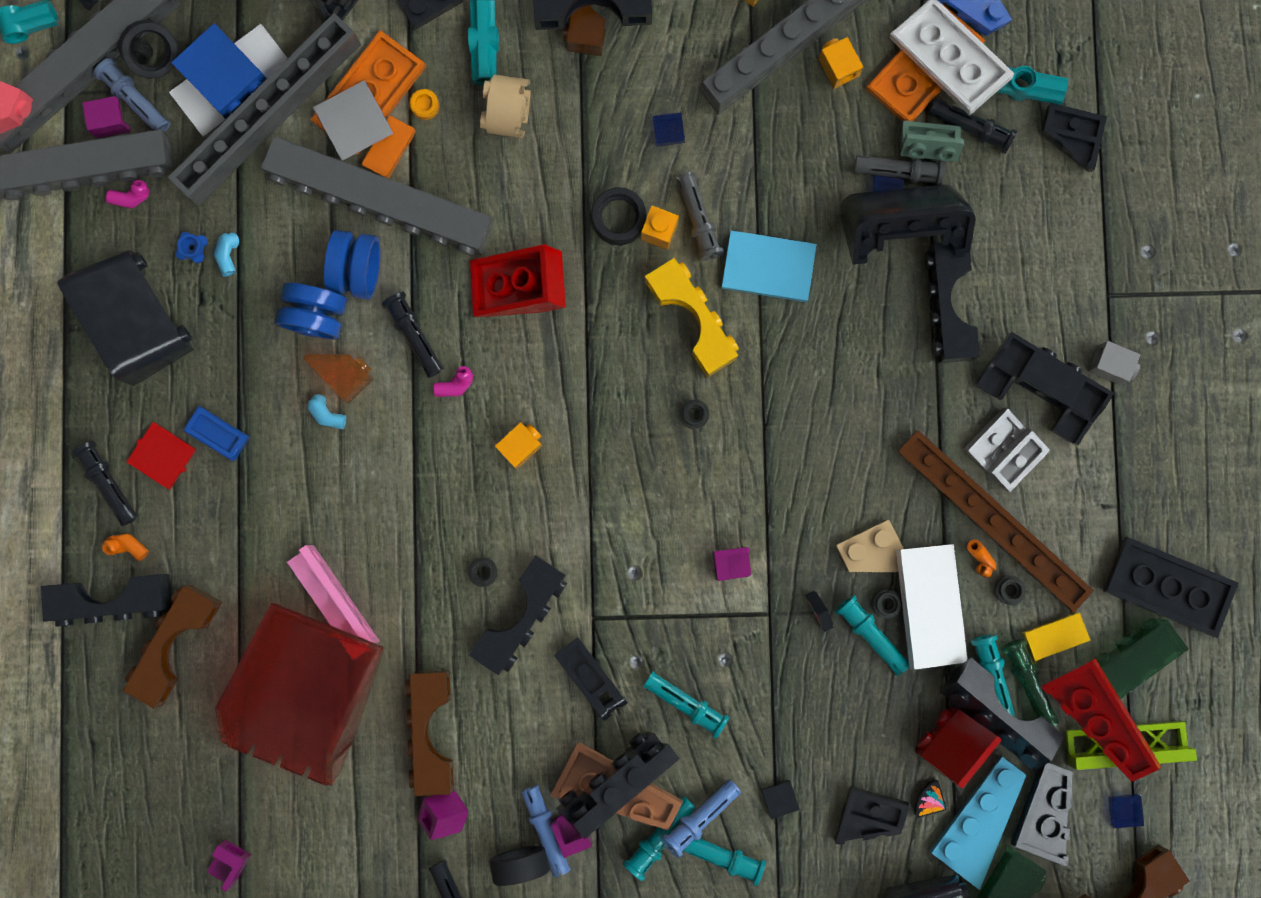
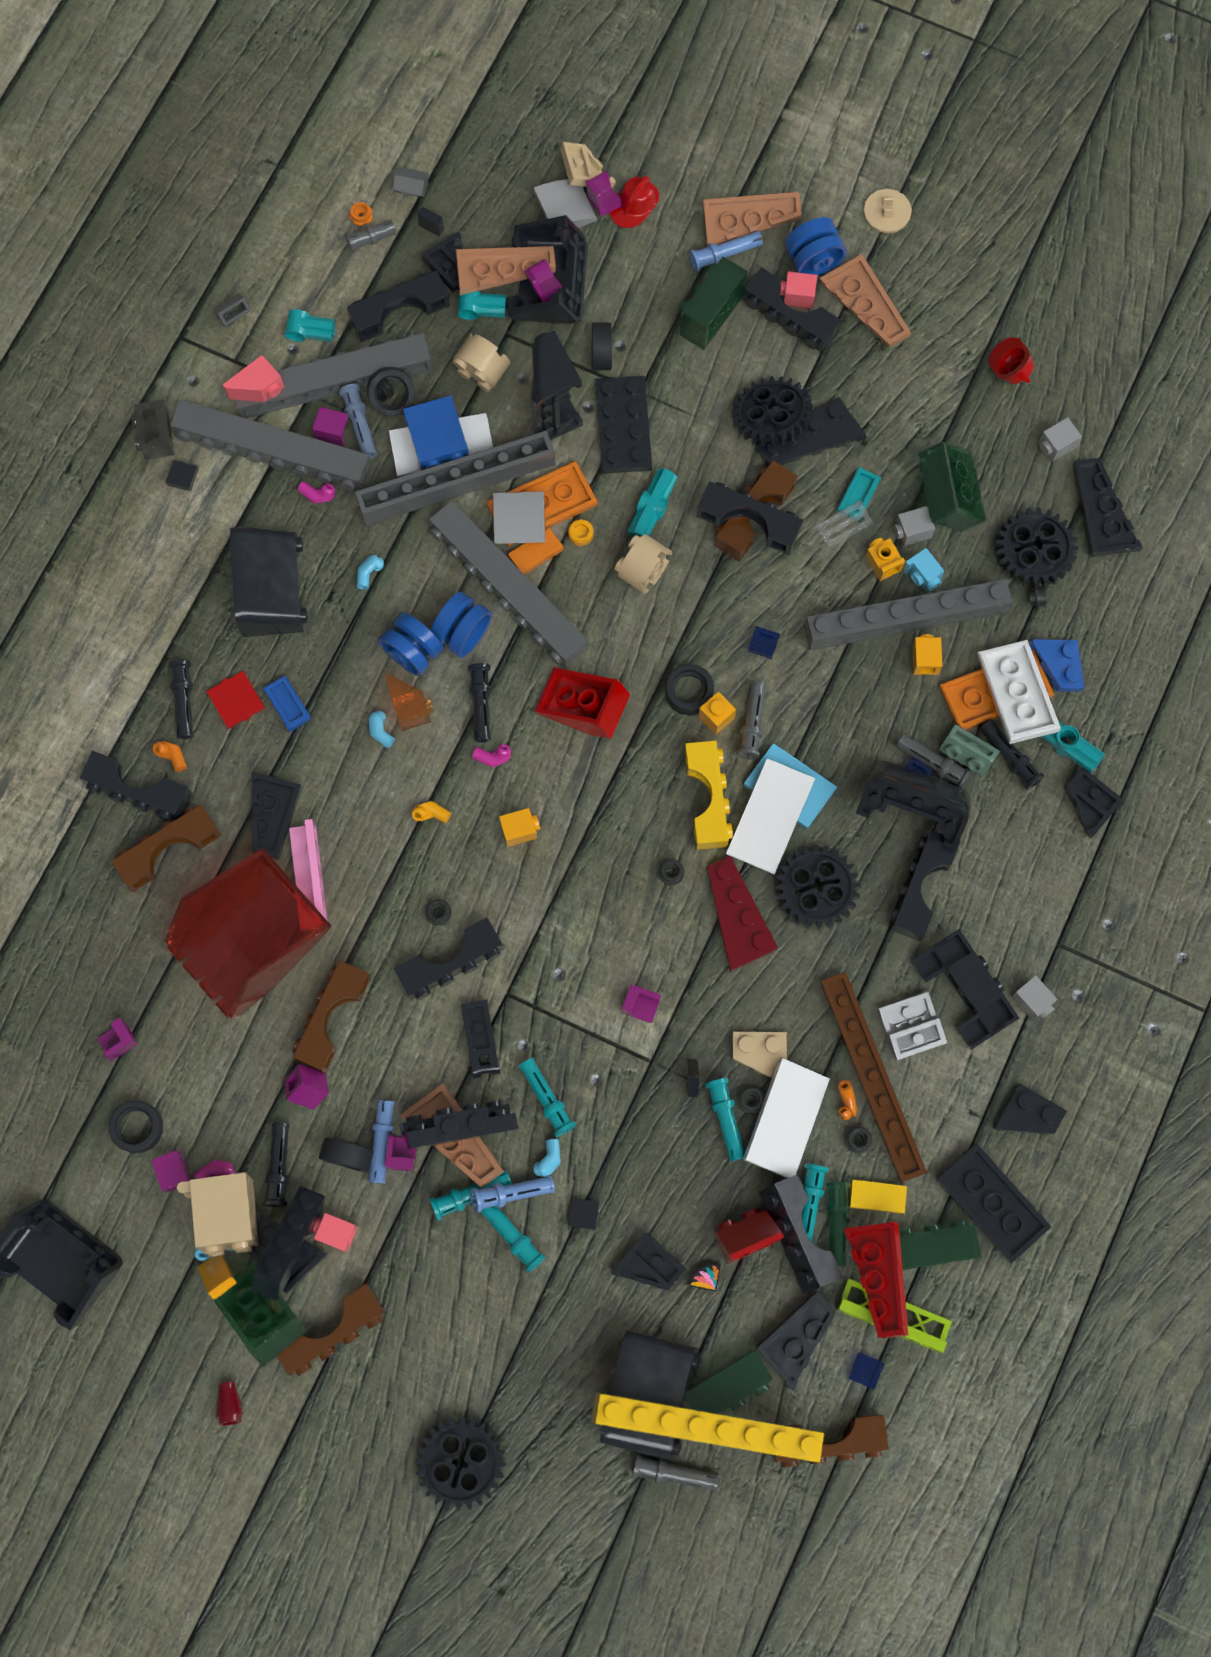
camera: 25 degrees right, 10 degrees down
(185, 241) = (339, 548): blue plate -> none
(262, 554) = (273, 811): none -> black wing
(419, 472) = (430, 810): none -> light orange arm
(722, 765) = (550, 1161): none -> medium azure arm
(766, 307) = (770, 816): none -> white tile
(790, 431) = (741, 924): none -> dark red wing
(865, 376) = (809, 865): none -> black gear
(977, 827) = (734, 1321): medium azure wing -> none
(1162, 480) = (1030, 1113): none -> black wing

